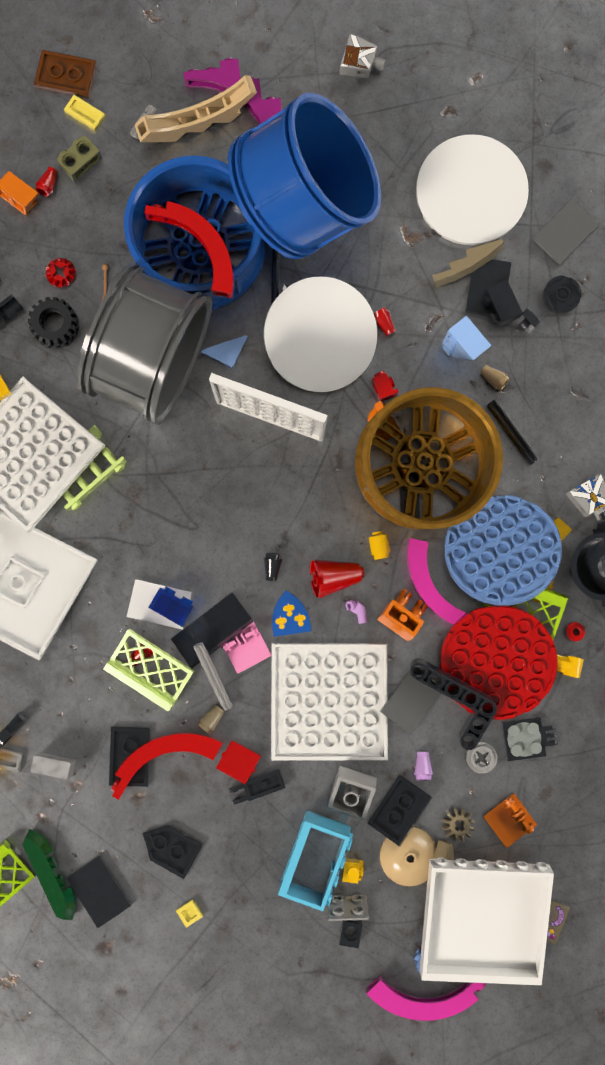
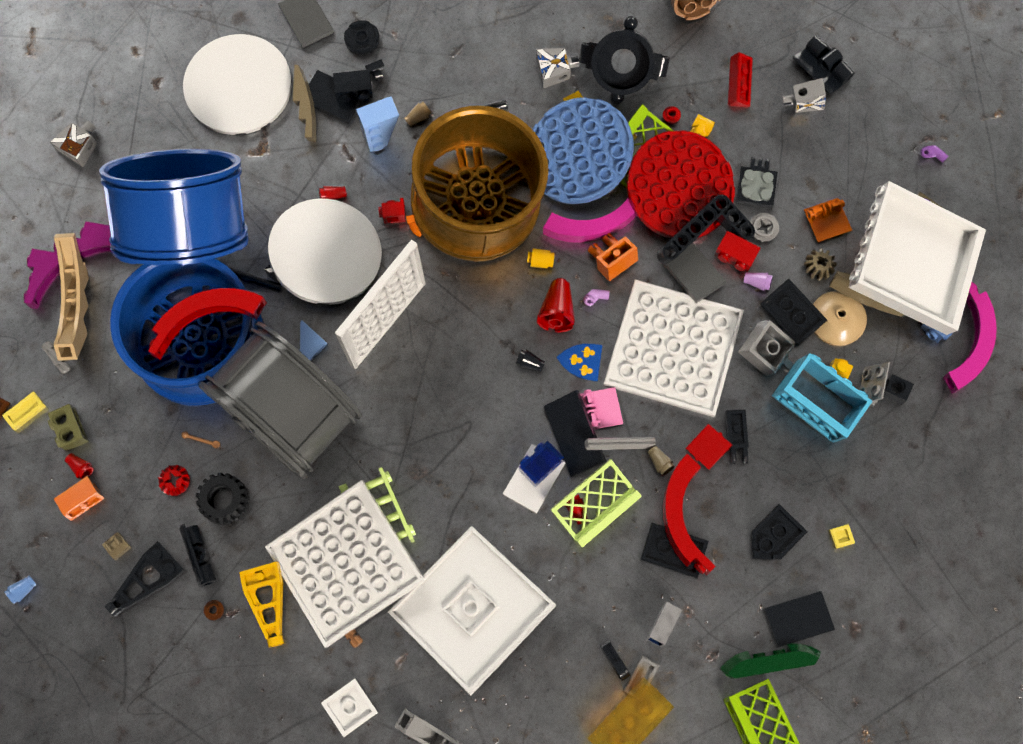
camera: 70 degrees left, 10 degrees down
(445, 738) = (737, 251): none -> red brick

